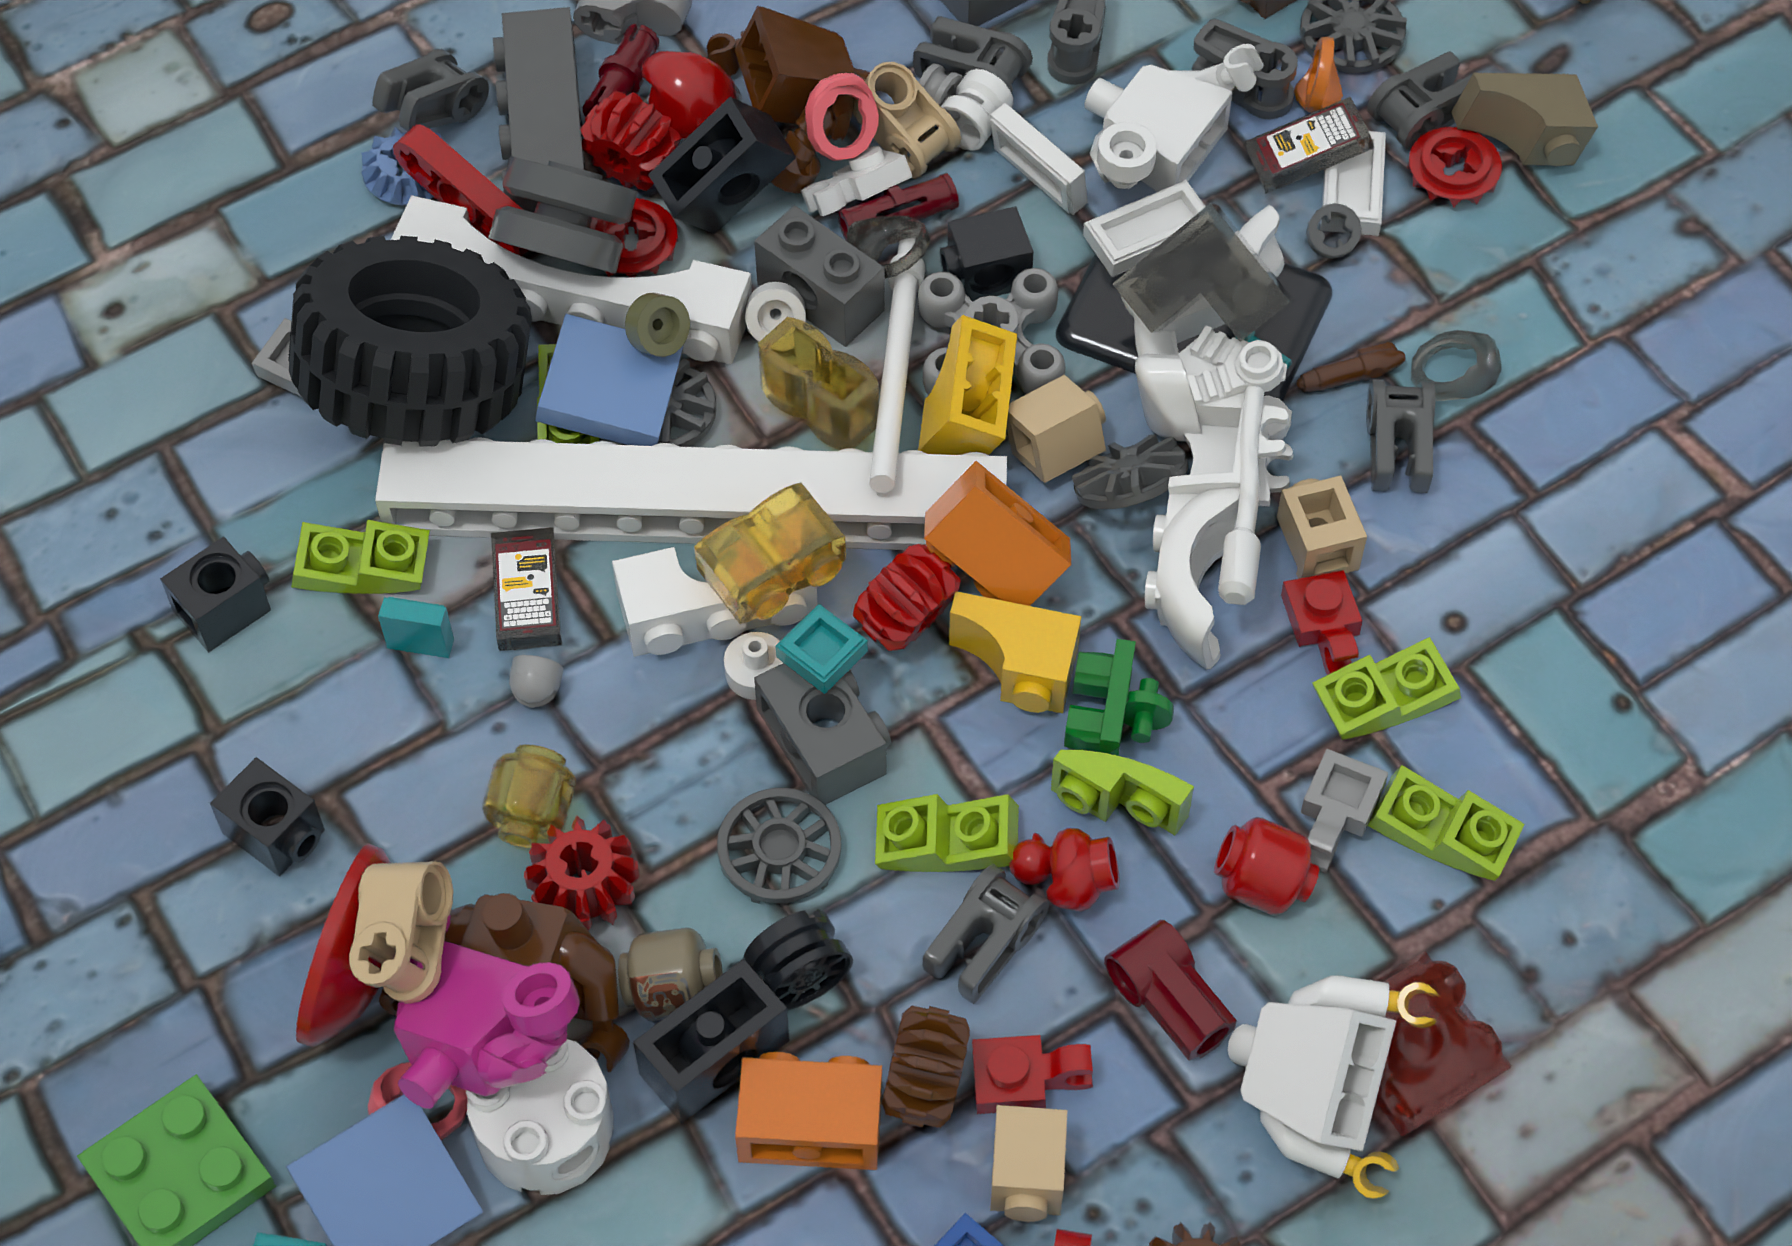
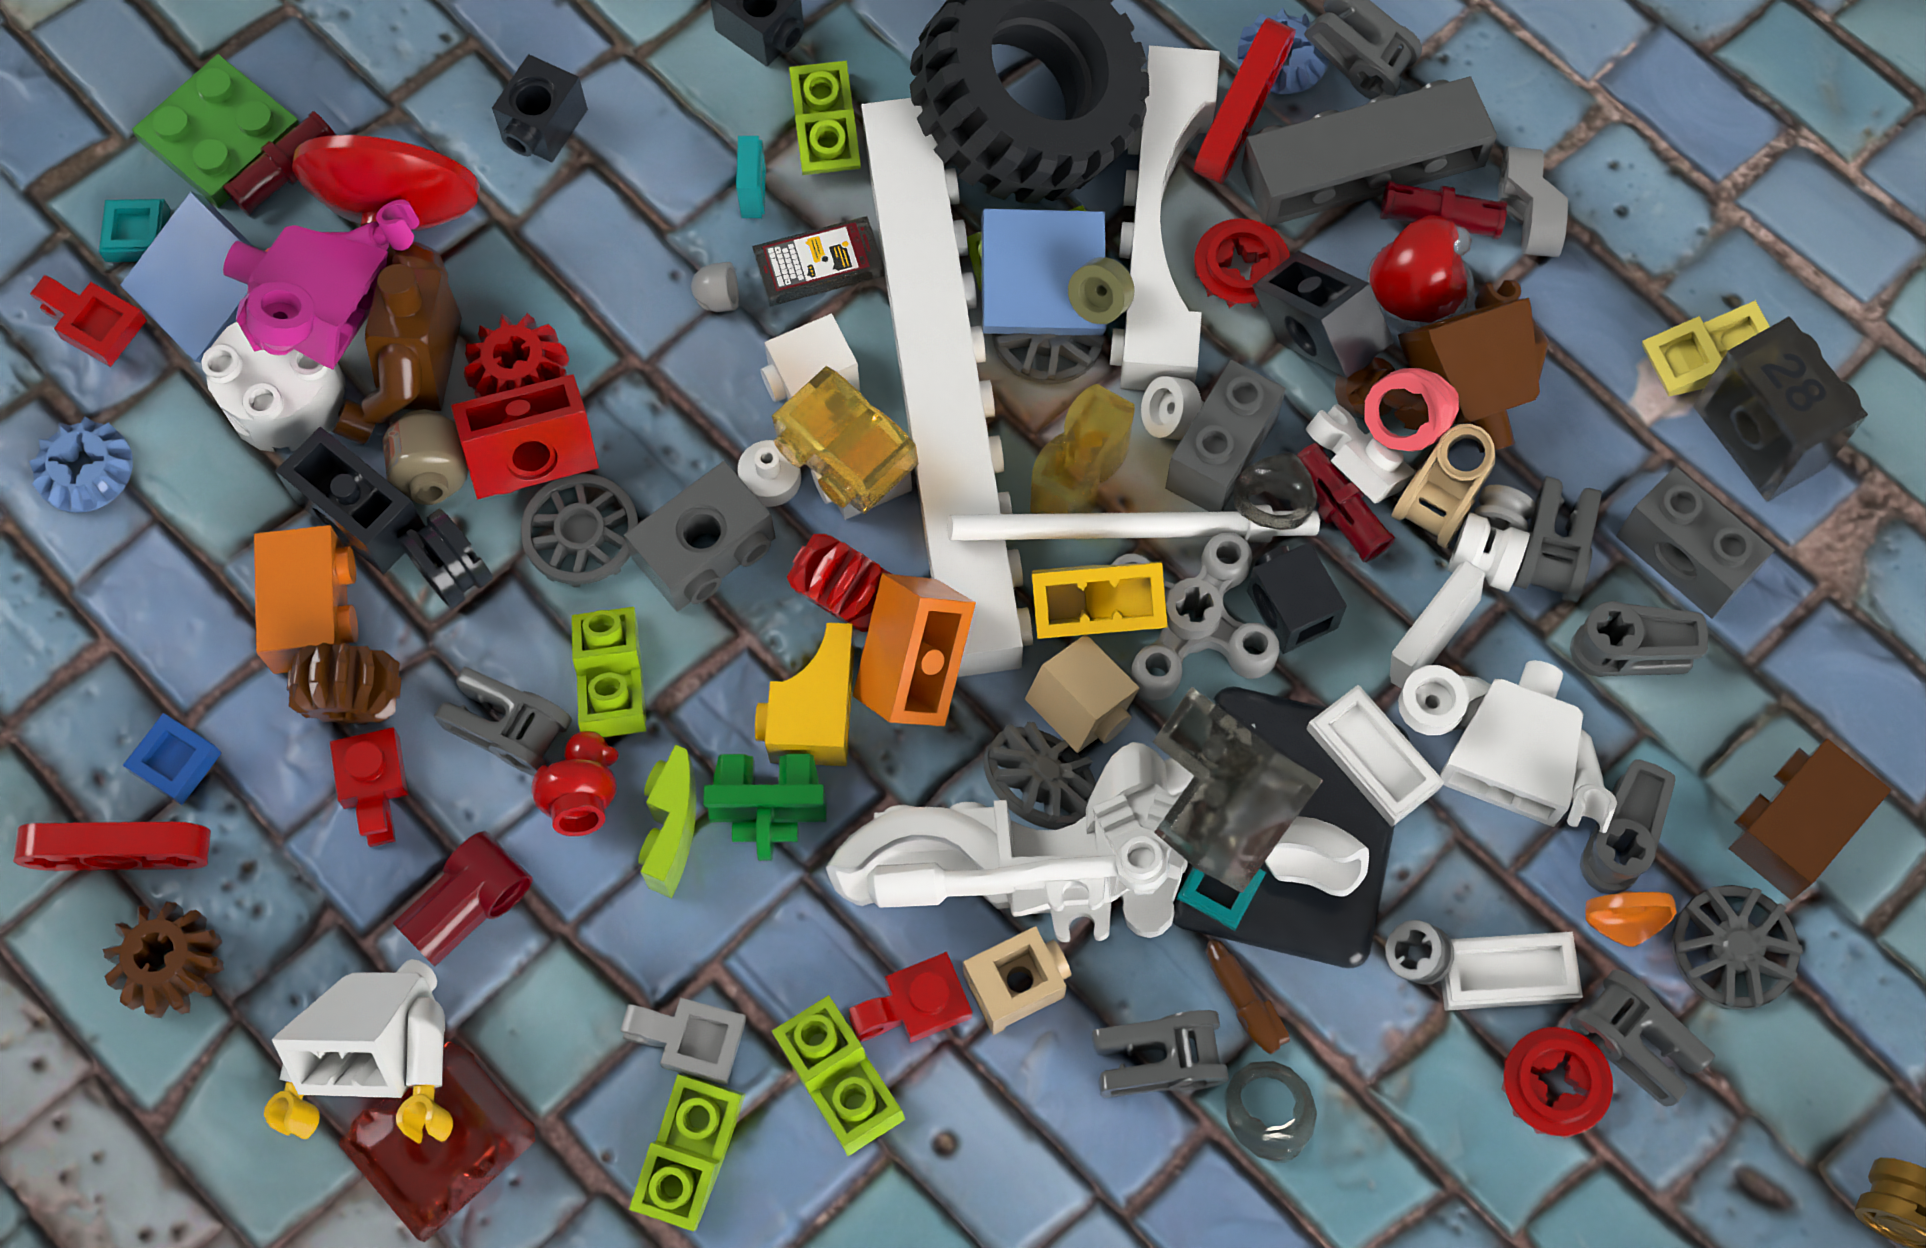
camera: 80 degrees right, 10 degrees up
(250, 1097) = (274, 165): none -> dark red pin
(400, 918) = (360, 198): tan piece -> none
(528, 794) = (586, 305): clear yellow head -> none
(563, 213) = (1205, 176): dark grey wheel -> none
(628, 138) = (1345, 224): red gear -> none
(676, 860) = (525, 436): none -> red brick
(821, 648) = (757, 510): teal tile -> none
(1028, 1162) = (270, 793): tan brick -> none
(1266, 866) = (603, 971): red head -> none
(1308, 145) = (1533, 910): tile -> none
(1533, 114) = (1643, 1166): dark tan arch -> none

